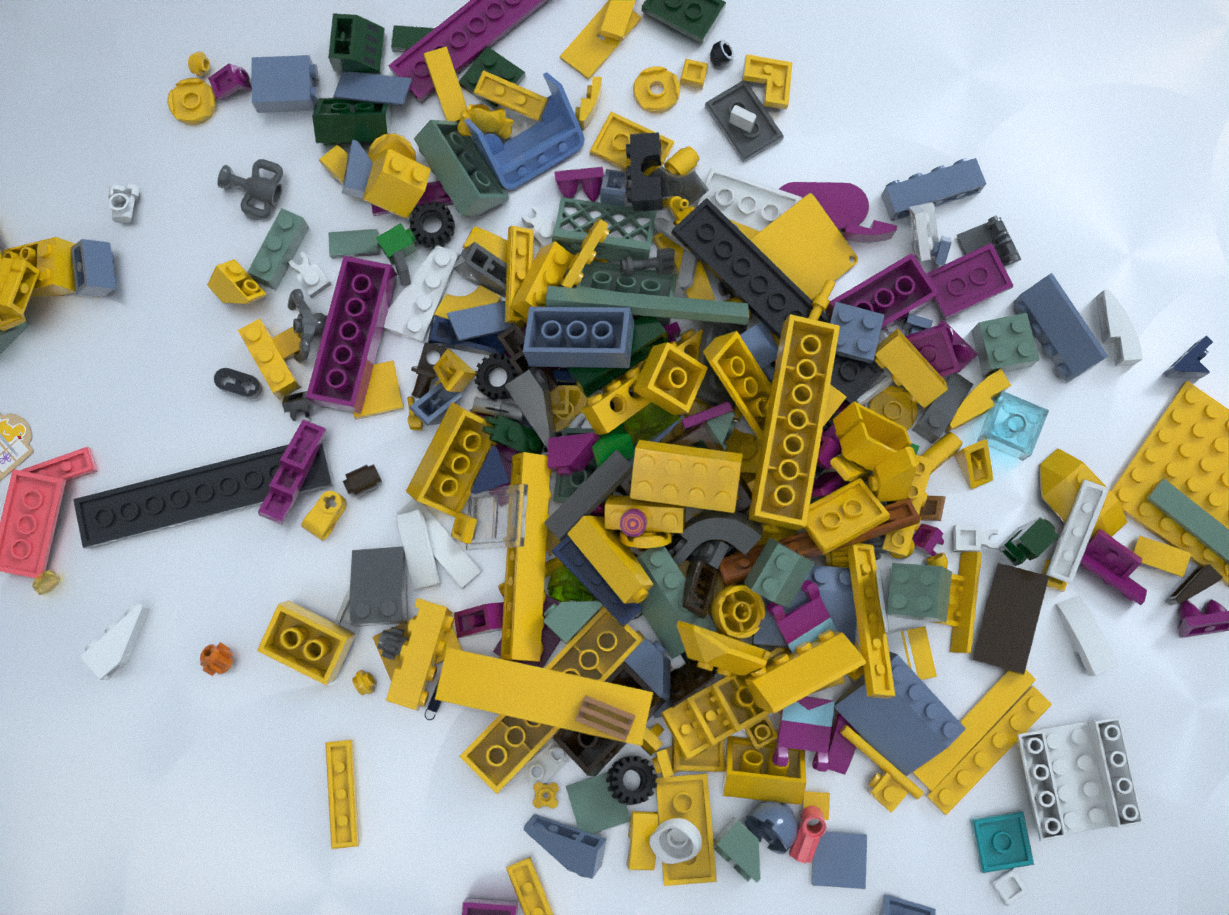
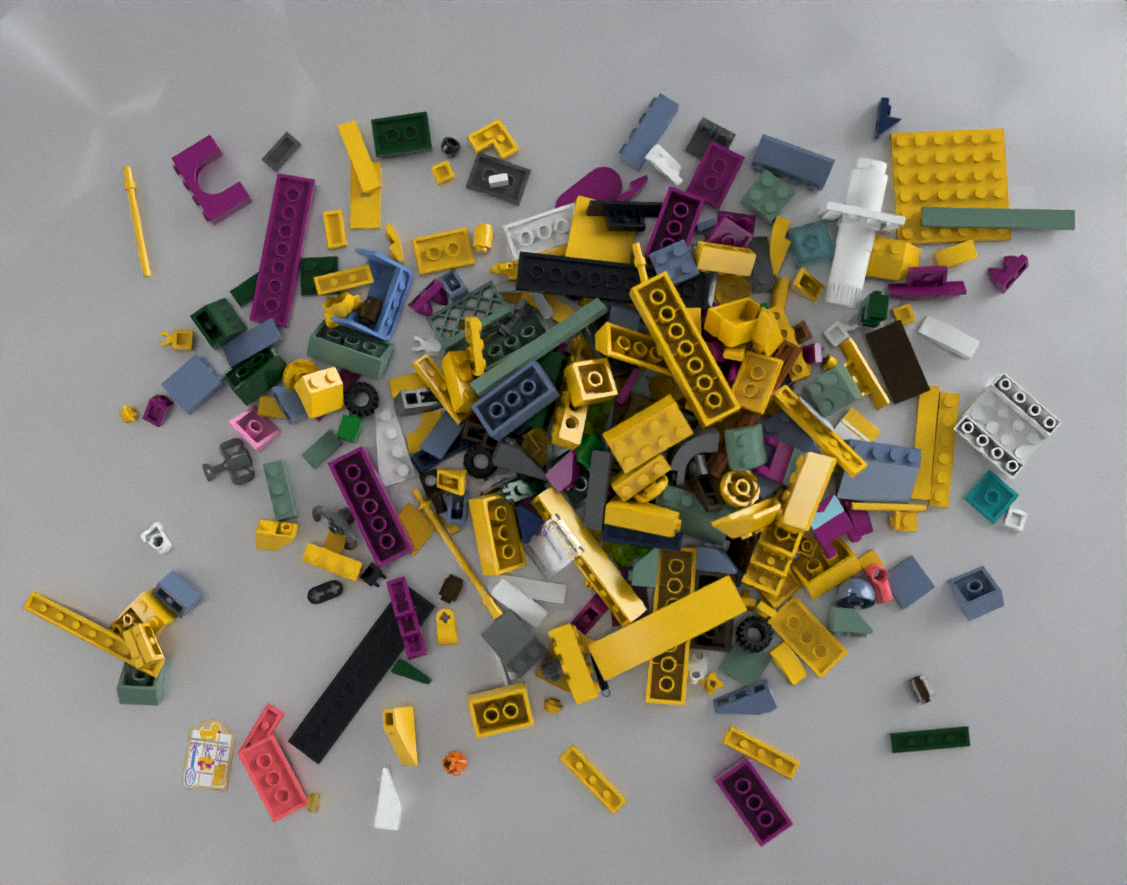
camera: 35 degrees left, 5 degrees up
(191, 579) = (400, 730): none -> yellow slope
(192, 101) = (143, 441): yellow tile -> none
(249, 524) = (408, 671): none -> dark green slope
(303, 172) = (255, 429): none -> bright pink slope
(307, 33) = (180, 339): none -> yellow plate
(310, 277) = (314, 491): white plate -> none
(388, 520) = (487, 599): none -> yellow bar
(402, 268) = (367, 441): dark grey tile -> none
(445, 83) = (297, 304): yellow tile -> none
(463, 527) = (536, 568): yellow tile -> none
(511, 146) = (370, 310): none -> dark brown brick
(544, 46) = (335, 229): none -> yellow tile
(583, 709) = (697, 616): medium nougat tile -> none
(633, 522) = (638, 486): magenta tile -> none
(644, 153) = (455, 250): black arch -> none
(656, 102) = (436, 209): yellow tile -> none
(676, 841) = (807, 648): white hat -> none
(685, 186) = (483, 260): dark grey tile -> none
(842, 246) = (624, 214): none -> black bracket
(941, 250) = (684, 168): sand blue plate -> none
(1077, 531) = (896, 280): white tile -> none
(1083, 438) = (858, 223): none -> white piece
(1118, 329) = (827, 133): white slope -> none
(1196, 582) = (988, 252): dark brown slope -> none

